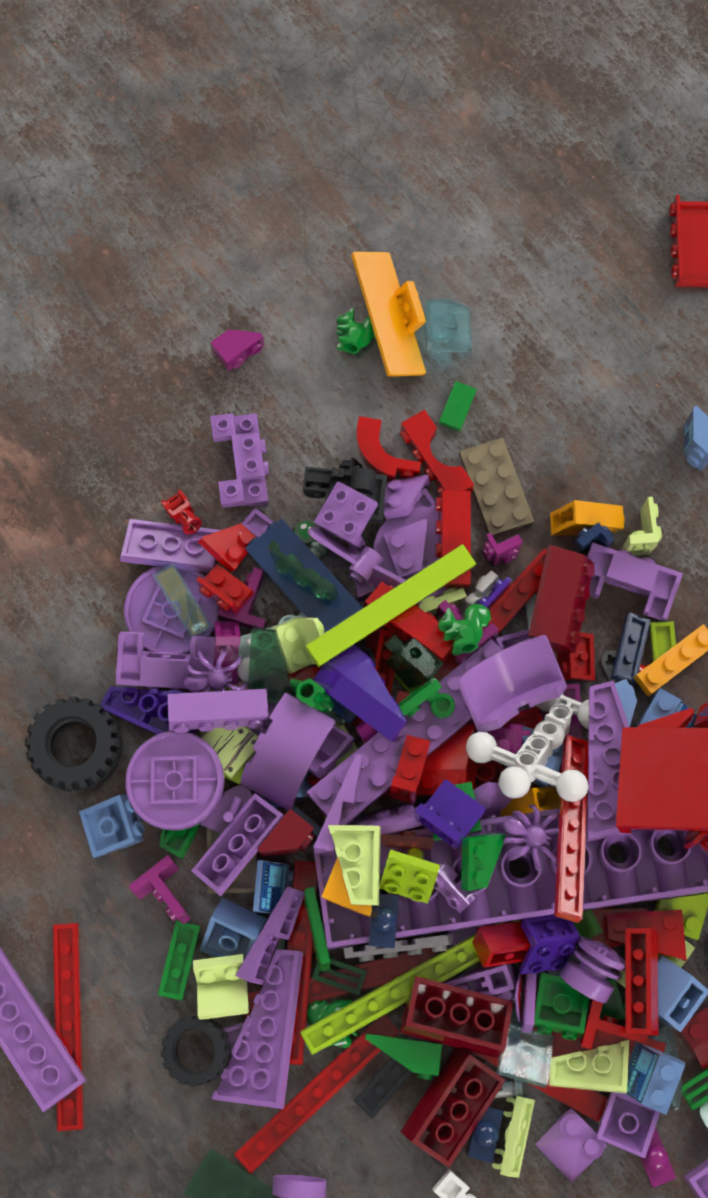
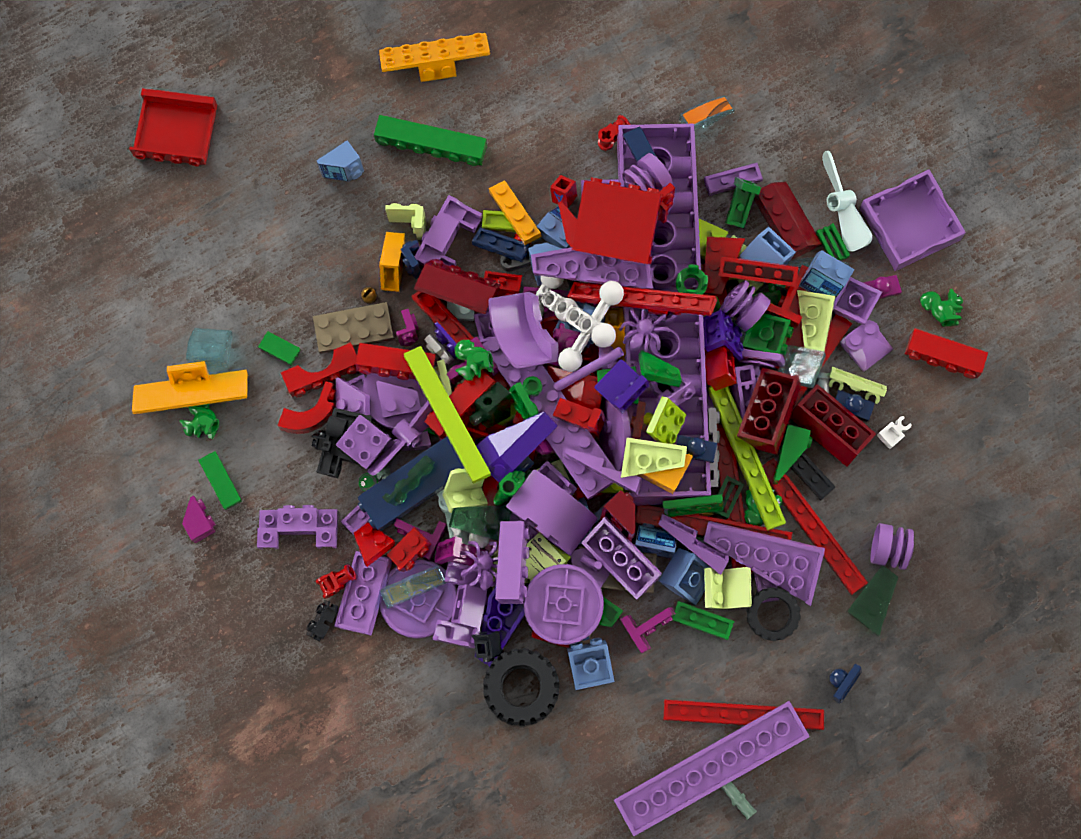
camera: 80 degrees left, 0 degrees up
(119, 697) = (487, 645): none -> black window
(121, 1149) = (844, 681): none -> dark blue tile
(143, 506) = (317, 626): none -> black hinge
(288, 365) = (220, 480): none -> green tile
(471, 772) = (588, 369): none -> medium lavender piece
(538, 502) = (371, 297): none -> pearl gold hinge
(621, 891) = (692, 272): none -> green piece

